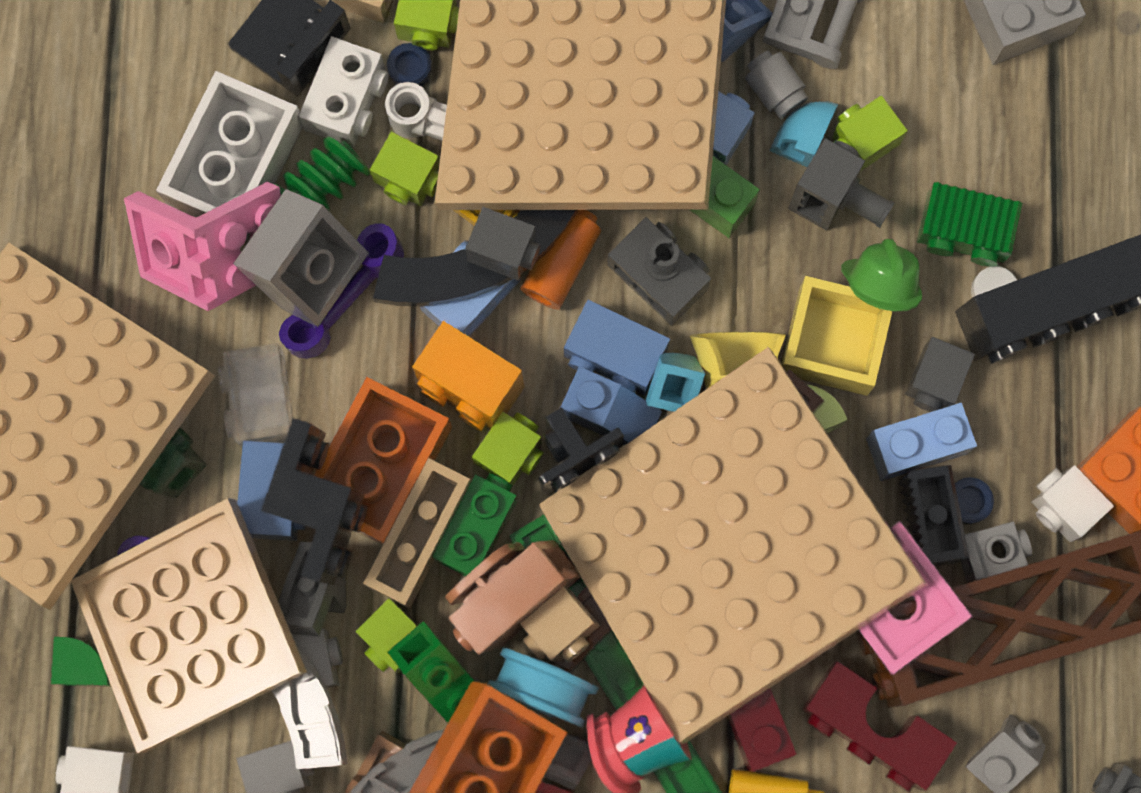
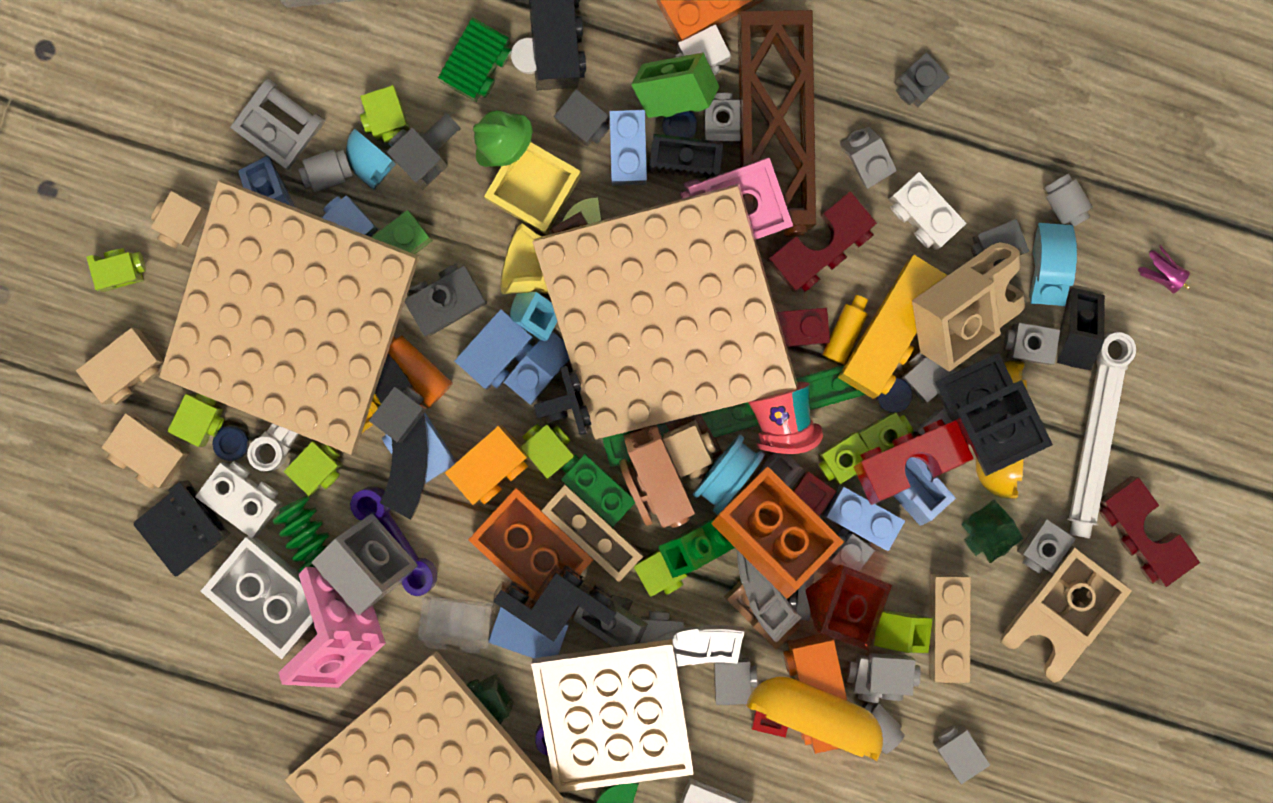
camera: 75 degrees left, 10 degrees up
(1020, 477) = (675, 85): none -> bright green brick

